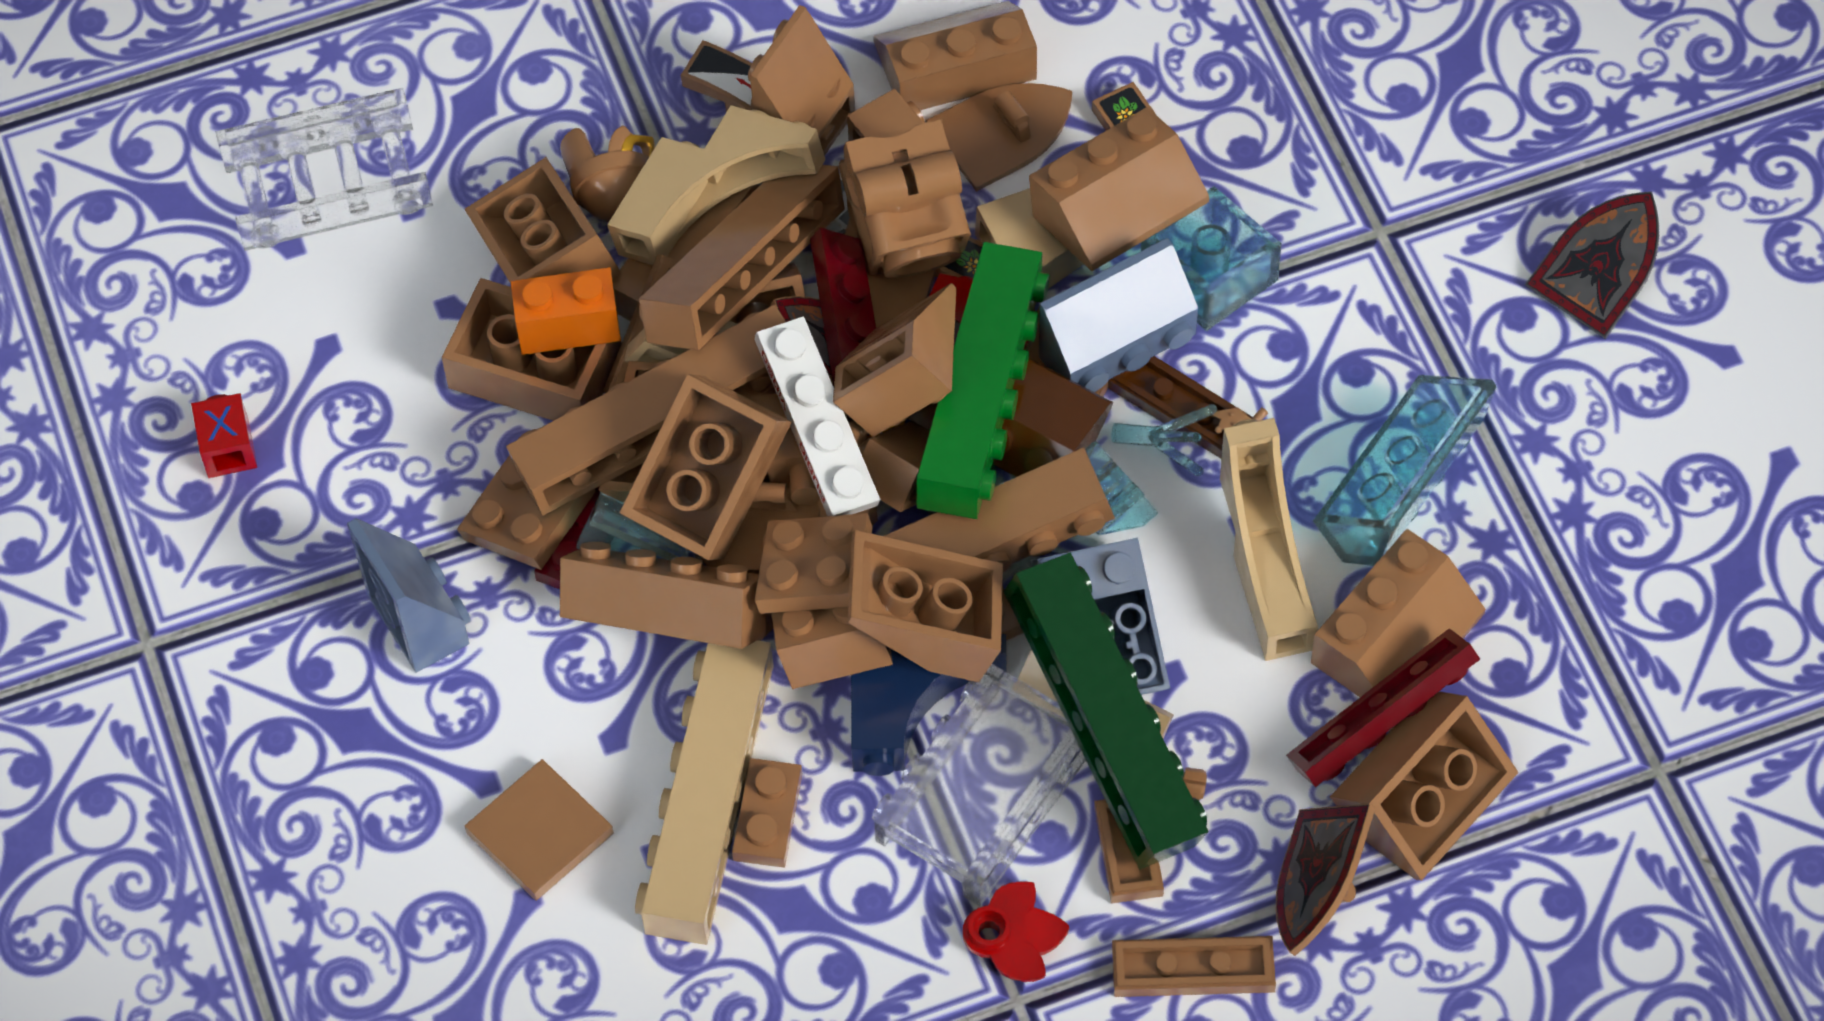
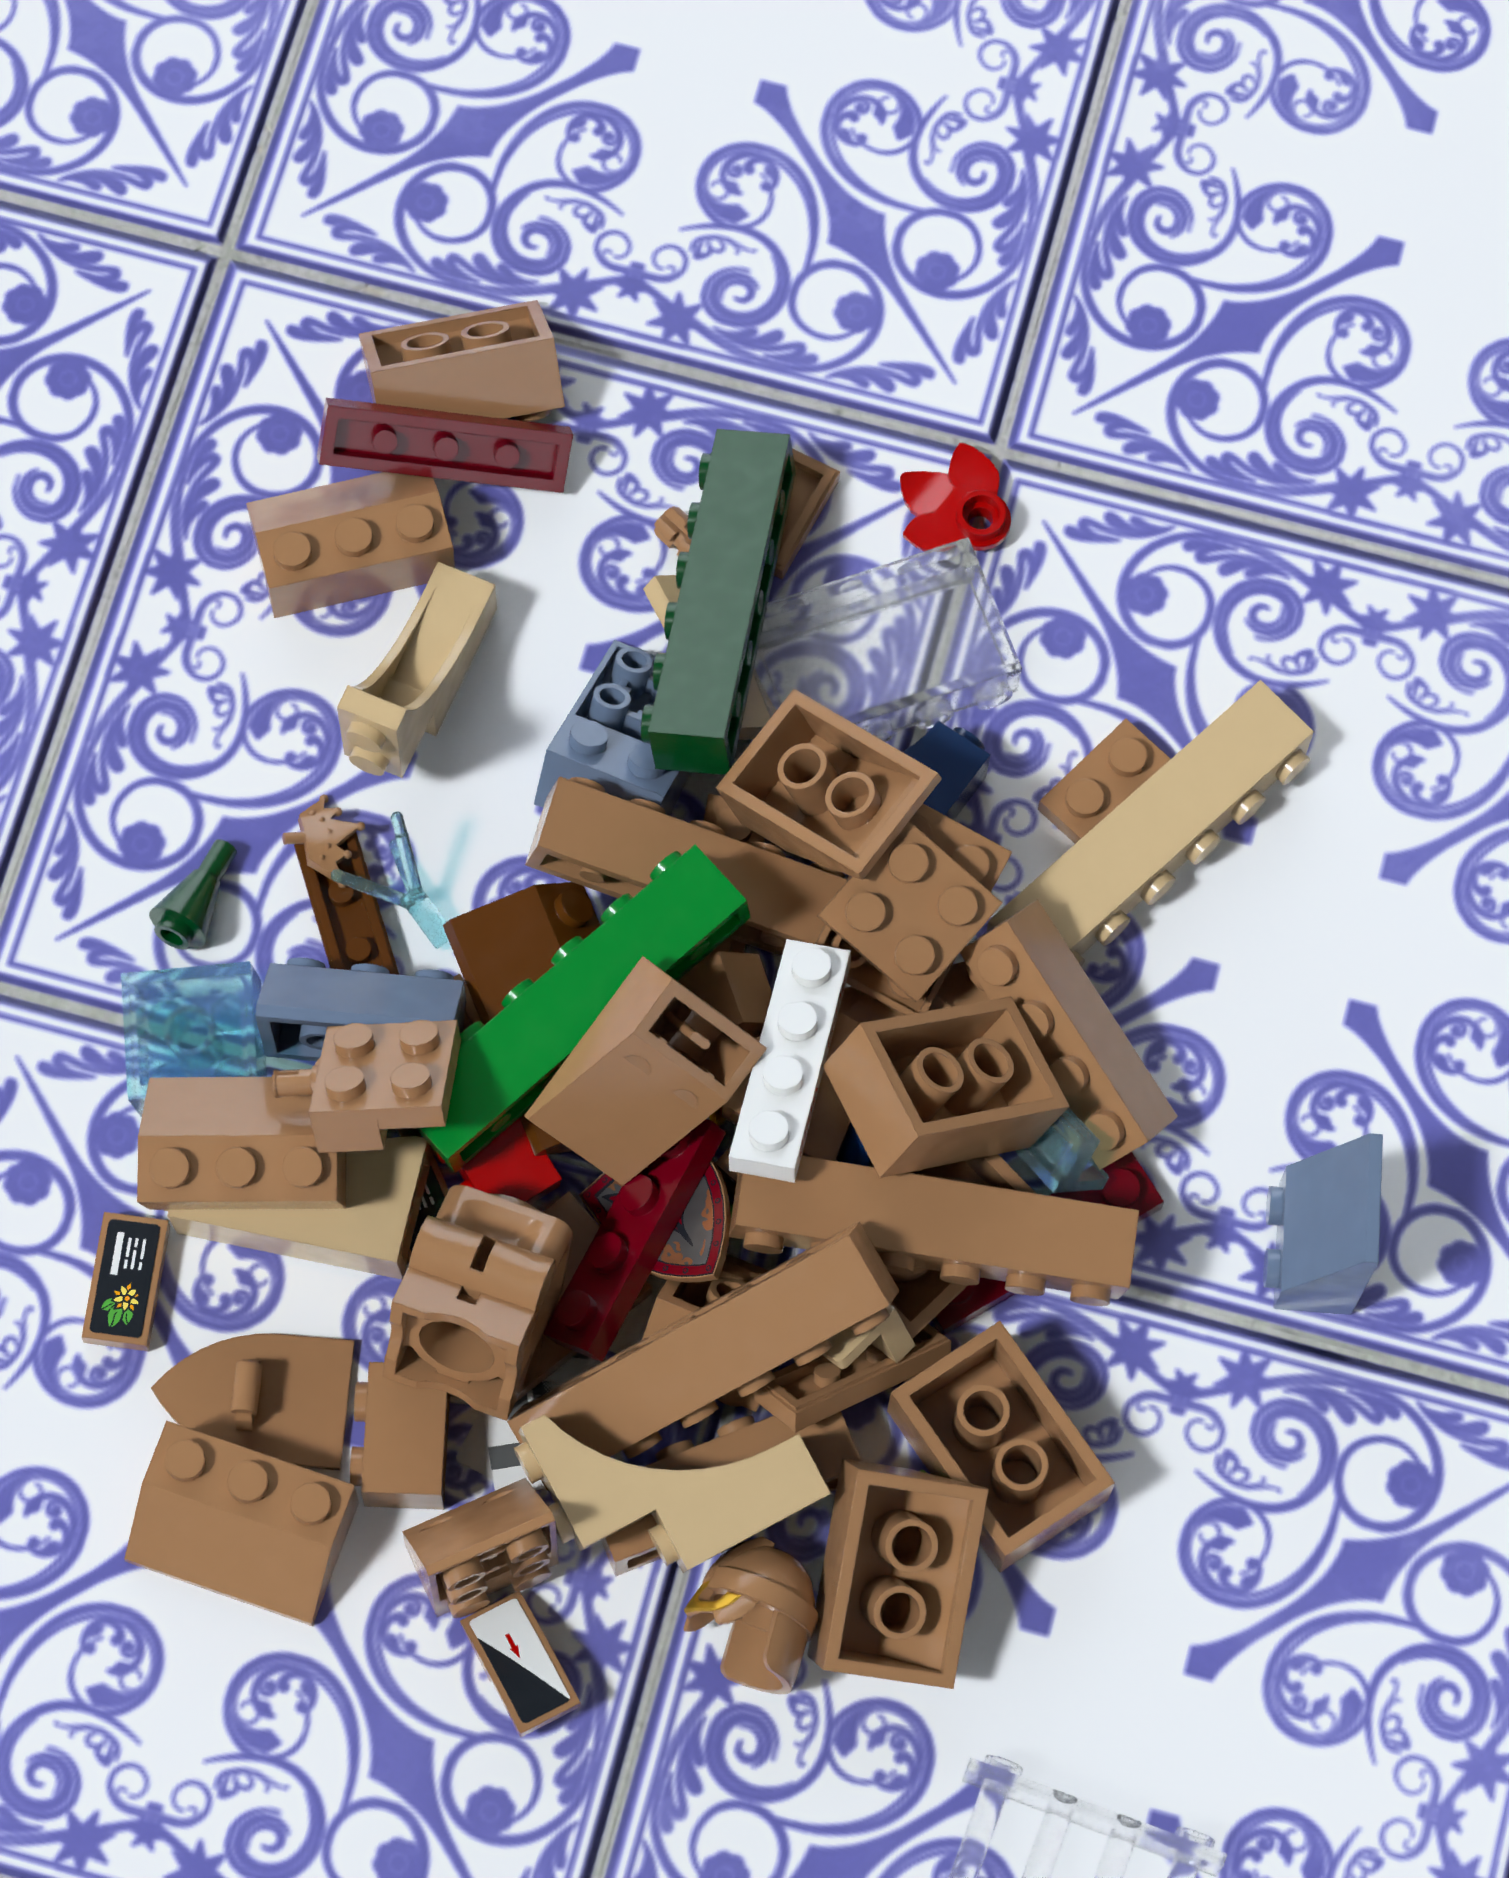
camera: 150 degrees left, 10 degrees up
(224, 435) = (1397, 1603): red brick -> none
(511, 523) = (1162, 1285): medium nougat plate -> none
(539, 829) = (1343, 921): medium nougat tile -> none
(565, 311) = (952, 1410): orange brick -> none
(1056, 237) = (376, 1082): none -> medium nougat plate
(1123, 495) = (506, 850): clear light blue brick -> none
(1193, 966) = (813, 365): medium nougat tile -> none
(1287, 339) = (187, 911): none -> dark green cone
(1319, 870) = (634, 346): shield -> none
(1402, 465) = (206, 651): clear light blue slope -> none

